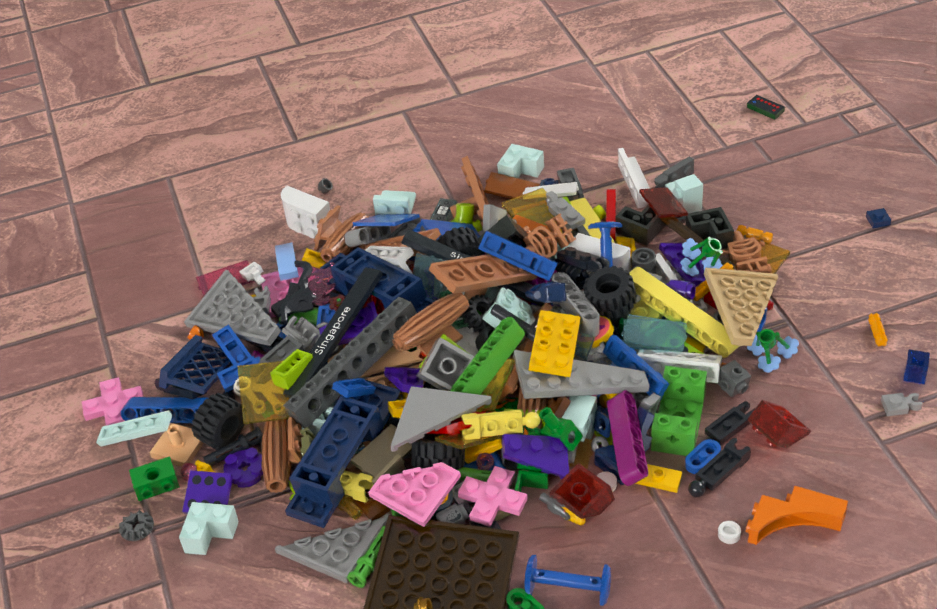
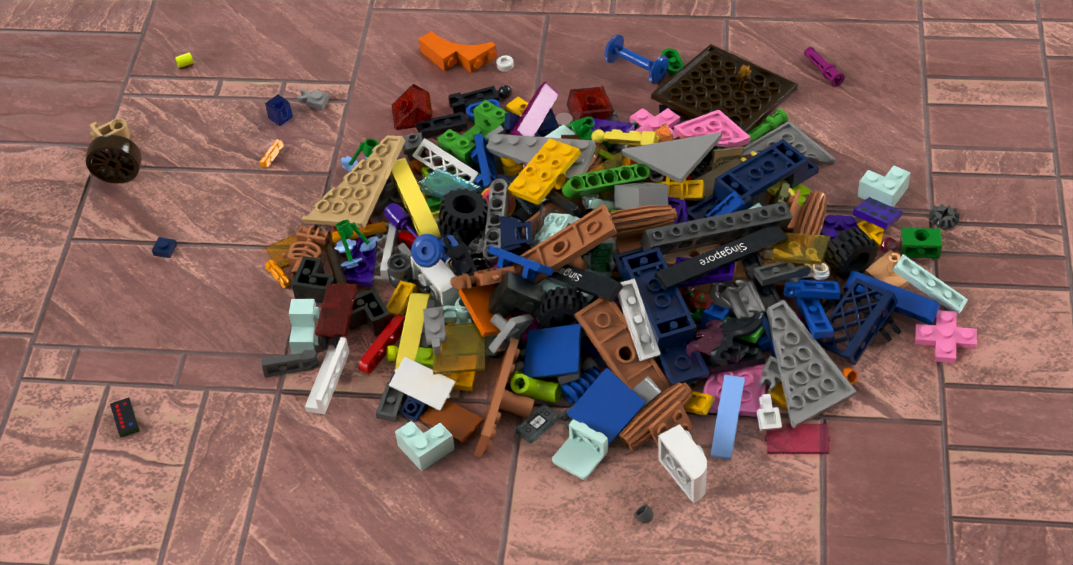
camera: 155 degrees left, 5 degrees up
(285, 373) = (781, 233): lime slope -> none

